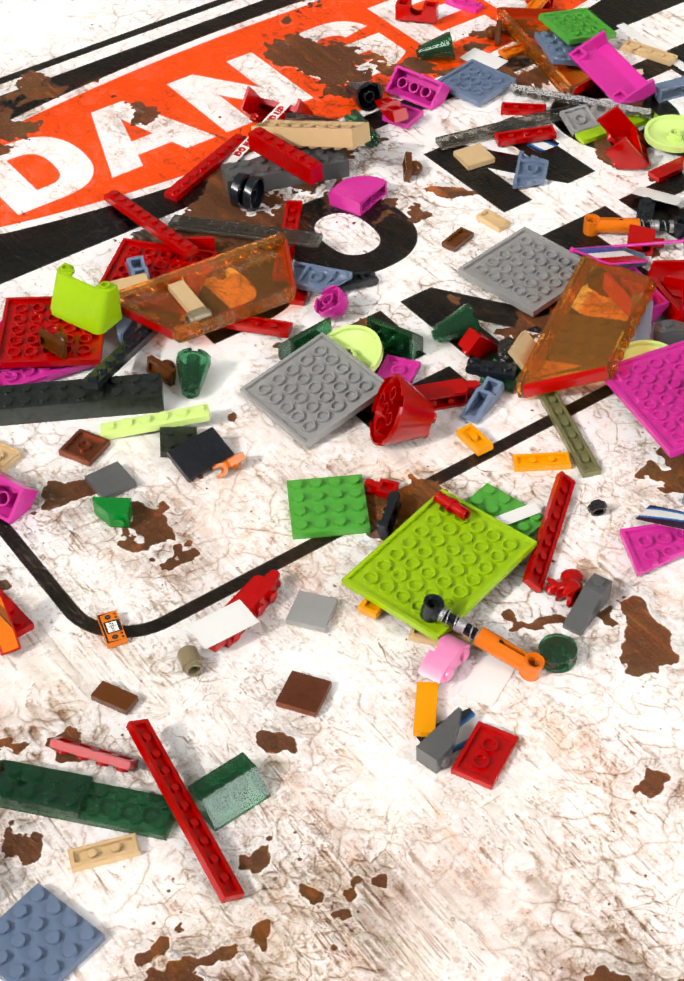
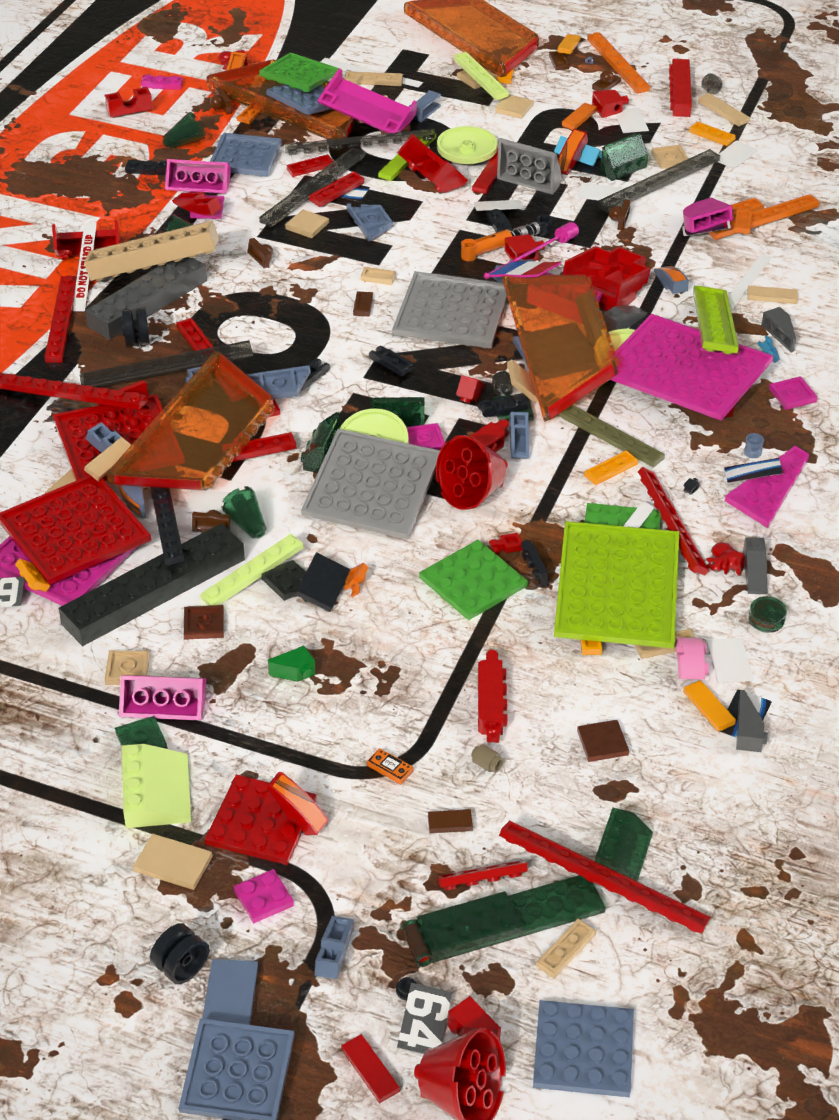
camera: 35 degrees left, 0 degrees up
(54, 343) = (96, 536): reddish brown tile -> none
(85, 305) = (93, 486): lime windscreen -> none
(110, 480) = (259, 641): dark grey tile -> none
(185, 296) = (180, 447): tan tile -> none
(197, 314) = (208, 459): dark tan brick -> none
(222, 624) = (491, 714): white sticker -> none
(285, 155) = (149, 279): red brick -> none
(300, 116) = (133, 236): clear smoke tile -> none
(312, 611) = (545, 671): light grey tile -> none
(332, 303) = (313, 400): dark pink cylinder -> none
(357, 193) = (235, 294): dark pink brick -> none
(364, 94) = (153, 197): black cone -> none
(381, 67) = (146, 167): none -> black hinge
(434, 296) = (391, 360): none -> black hinge
(451, 505) = (589, 531): red pin -> none
(456, 324) = (442, 377): clear green cone -> none
(474, 439) = (543, 471): light orange plate -> none
(484, 57) = (216, 129): white sticker -> none
(484, 755) = (785, 719): red tile -> none
(527, 663) = (755, 633): piece -> none
(578, 119) = (371, 159): light grey tile -> none

